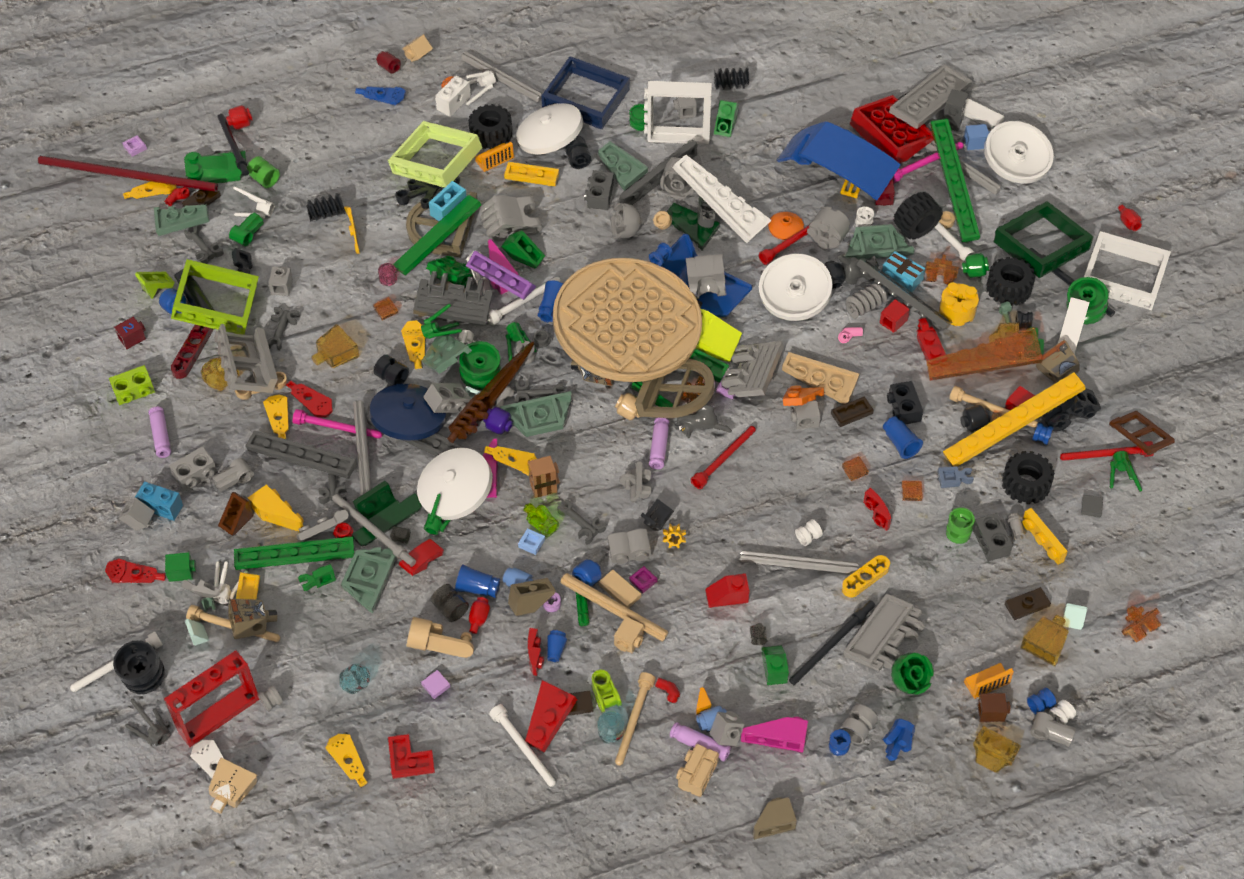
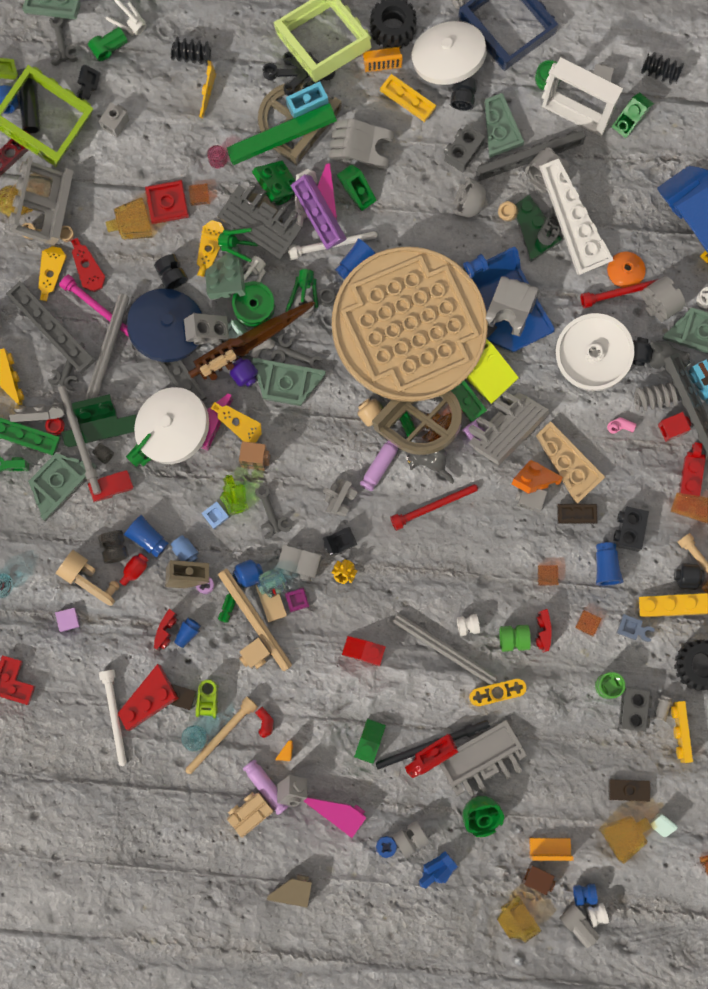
camera: 25 degrees right, 25 degrees up
(282, 318) = (101, 161): dark grey bar -> none
(360, 323) = (166, 202): none -> red tile
(473, 414) = (218, 363): none -> tan axle
(614, 567) = (272, 583): none -> clear light blue head
(707, 717) = (285, 768): medium blue brick -> none
(758, 634) = (370, 706): clear smoke hose -> none
(837, 648) = (432, 756): none -> red hinge
(853, 525) = (515, 638): none -> bright green wheel

